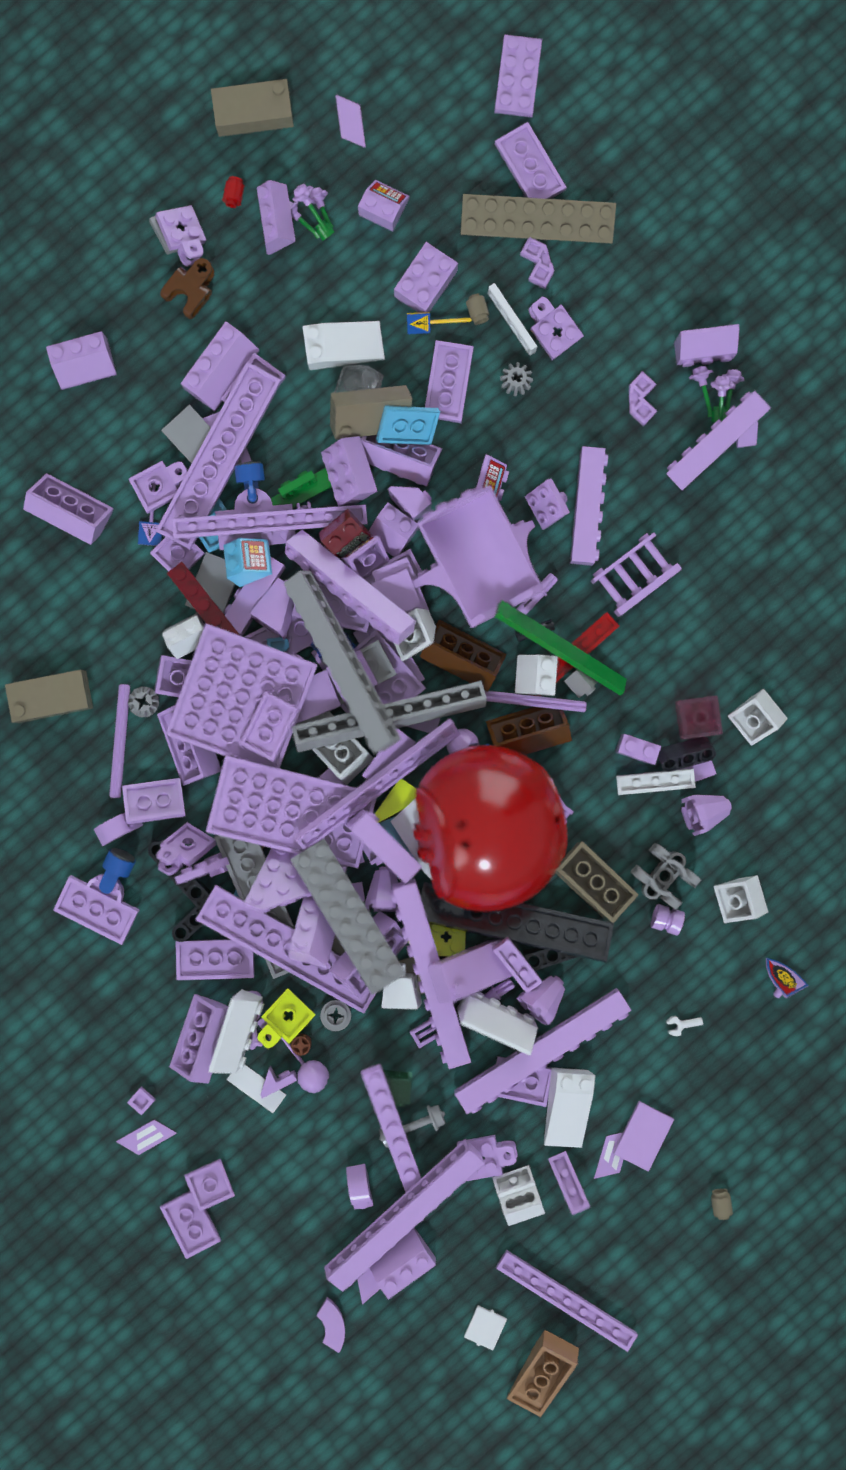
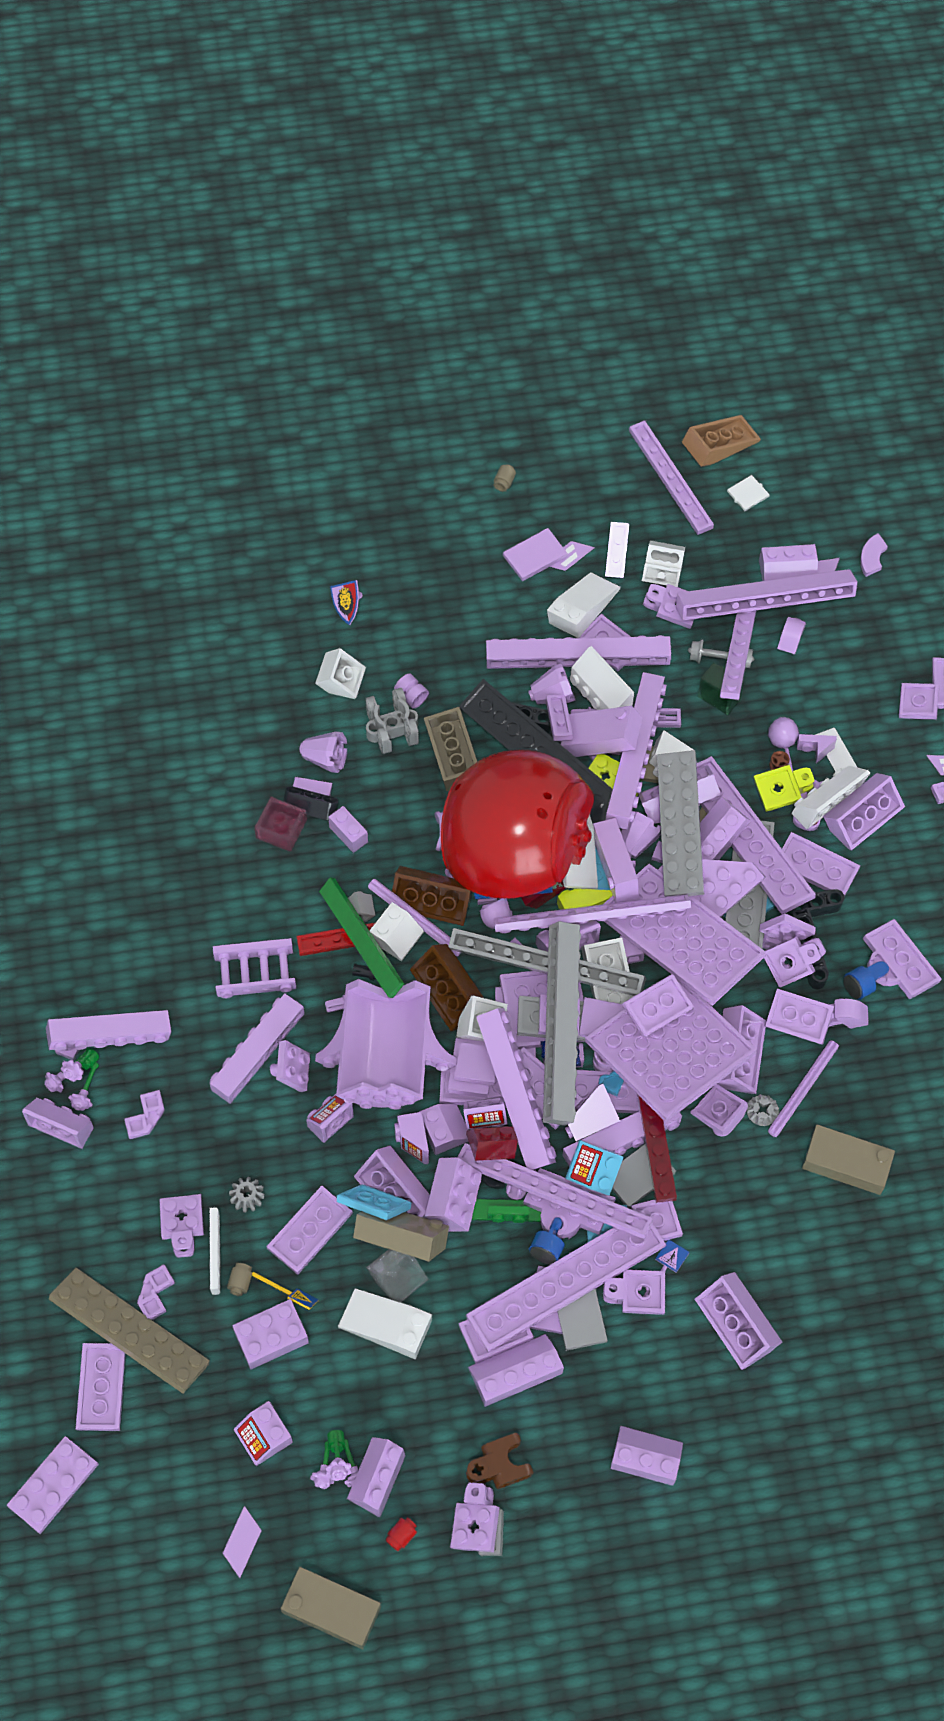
camera: 150 degrees left, 25 degrees down
(184, 635) = (690, 1140): white slope -> none
(328, 1020) = (734, 762): light grey gear -> none
(655, 781) = (351, 798): white tile -> none
(682, 1024) = (451, 614): white bar -> none
(757, 717) = (230, 799): white slope -> none

